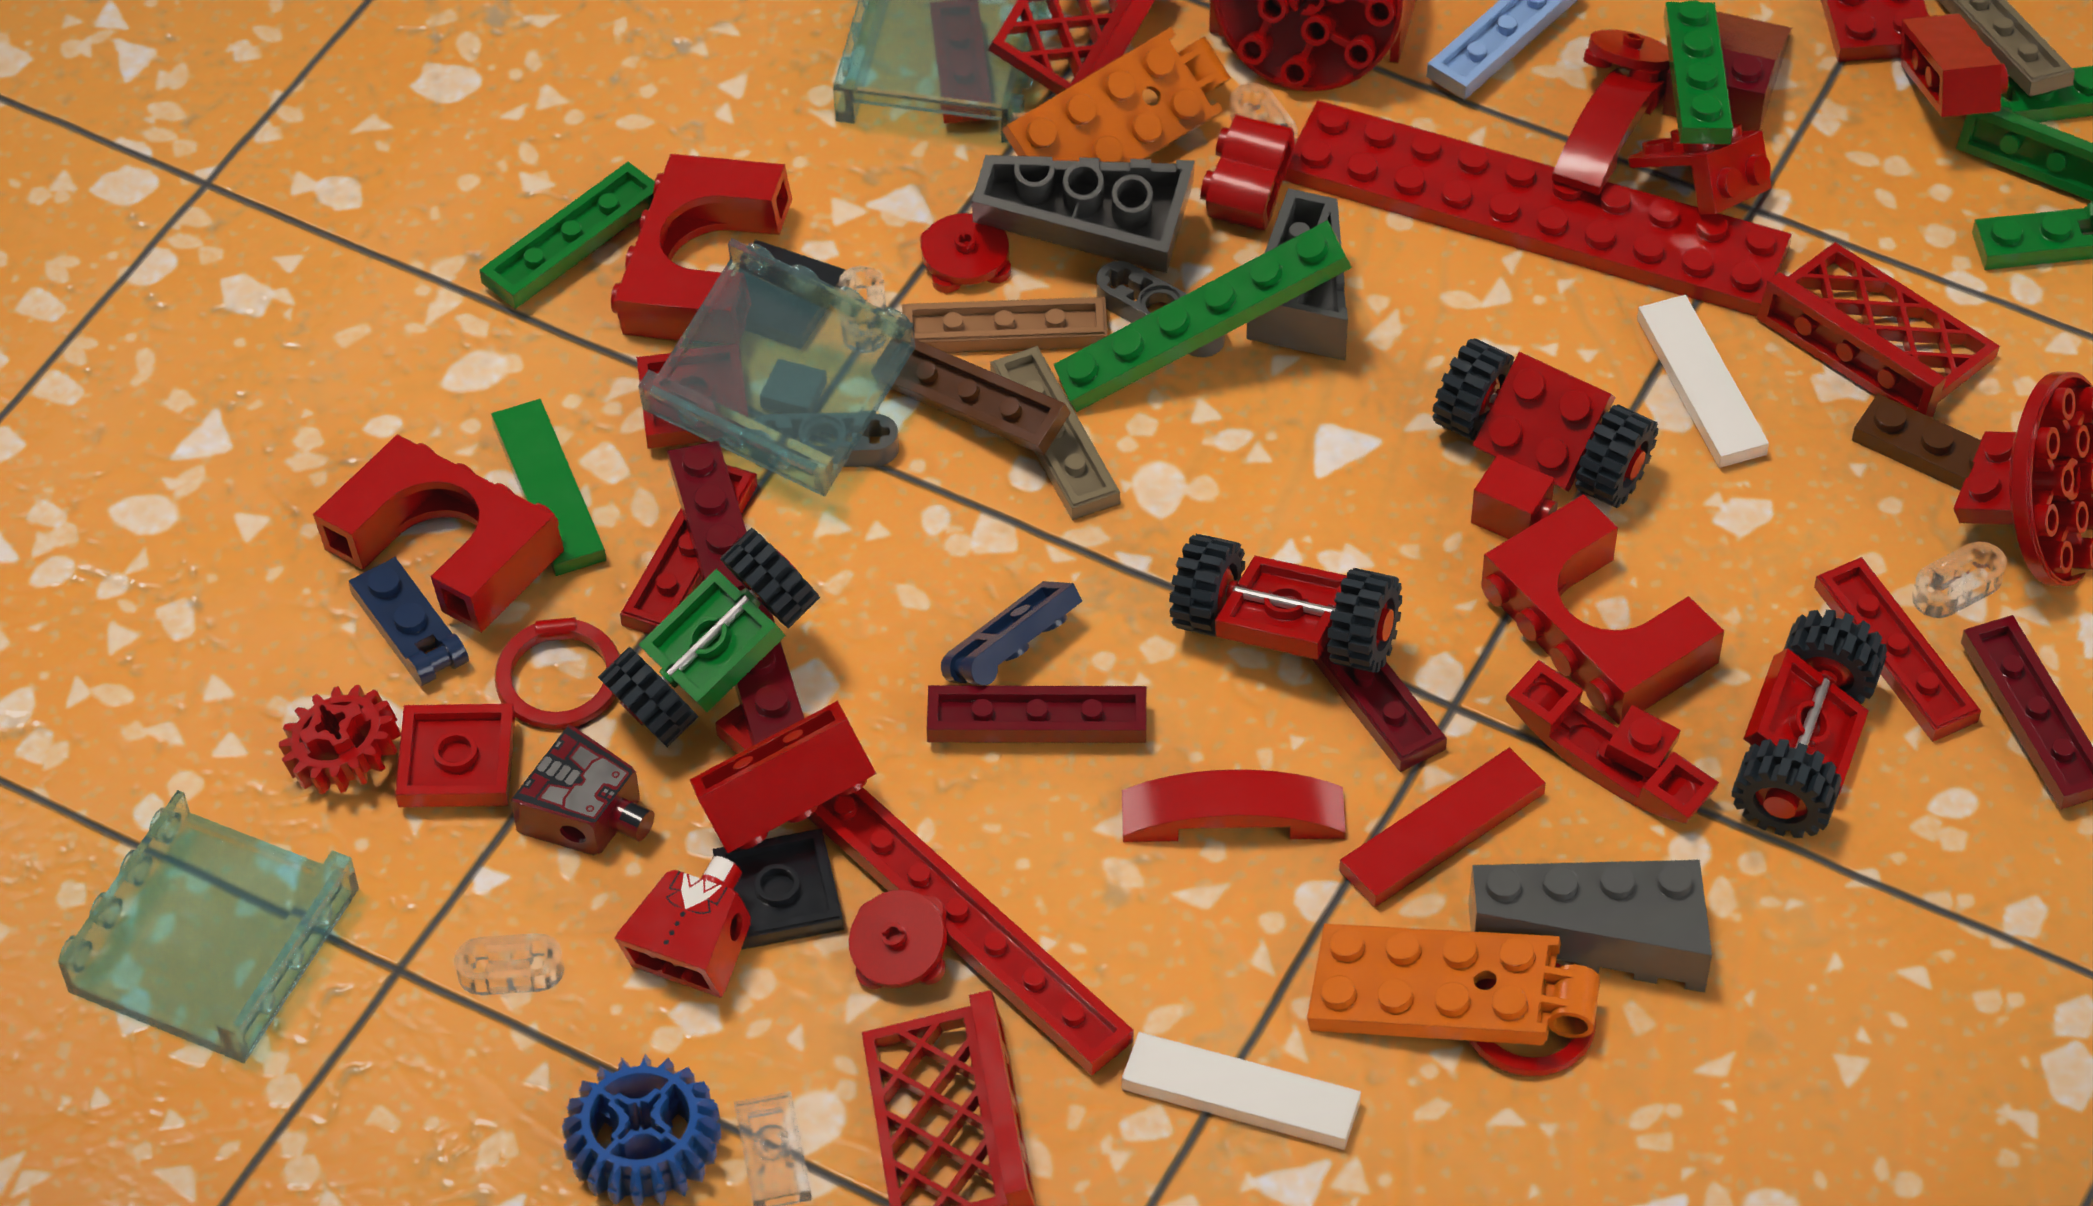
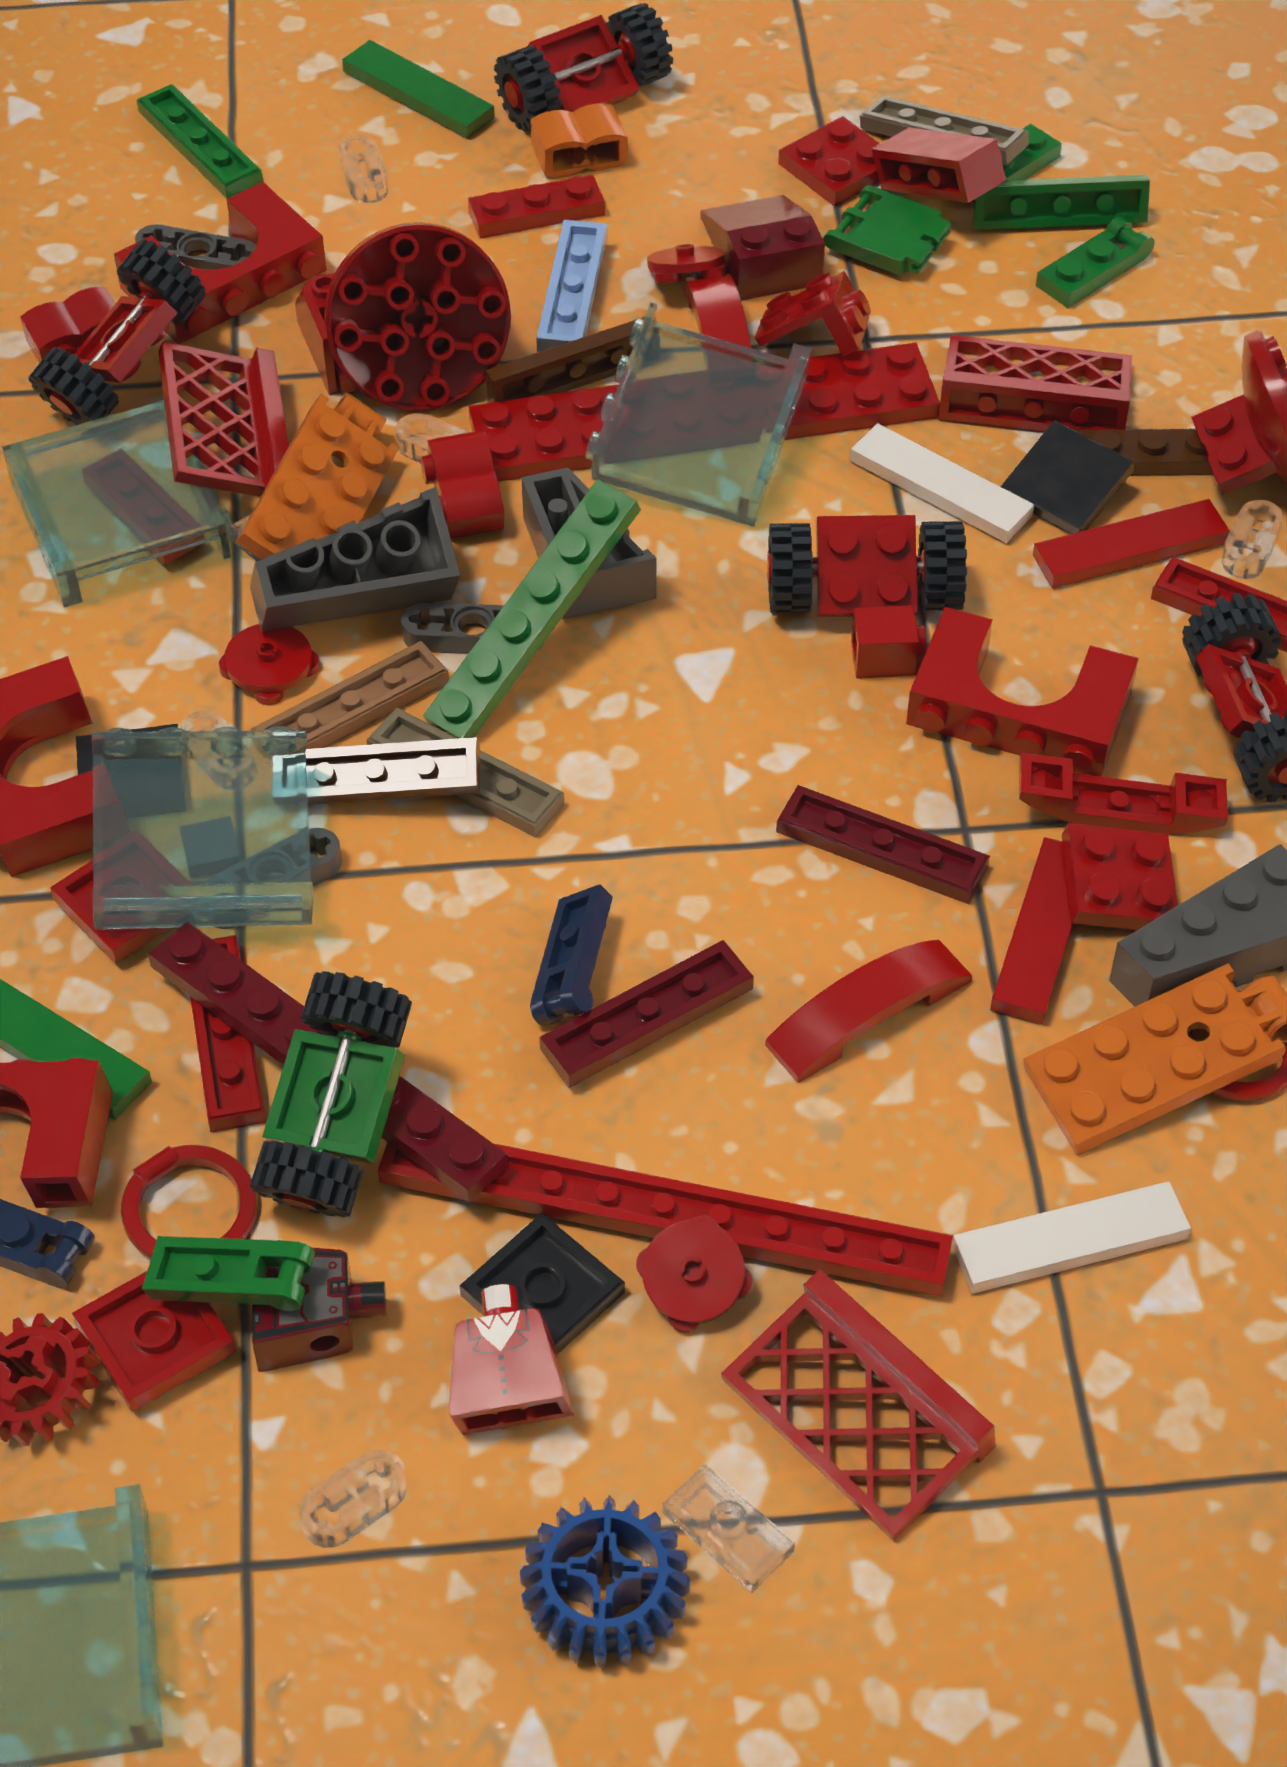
camera: 35 degrees left, 0 degrees up
(529, 733) = (228, 1271): none -> green plate
(783, 778) = (495, 1182): red brick -> none
(1285, 604) = (792, 811): plate -> none
(1447, 104) = (561, 366): none -> reddish brown plate
(1505, 208) = (697, 419): none -> clear light blue panel
(1543, 813) = (1117, 876): none -> red plate
(1642, 742) = (1143, 779): red plate -> none
(1698, 73) = (772, 245): green plate -> none
(1822, 434) = (1068, 477): none -> black tile
(1835, 525) = (1130, 543): none -> red tile
(1862, 115) = (891, 232): none -> green plate

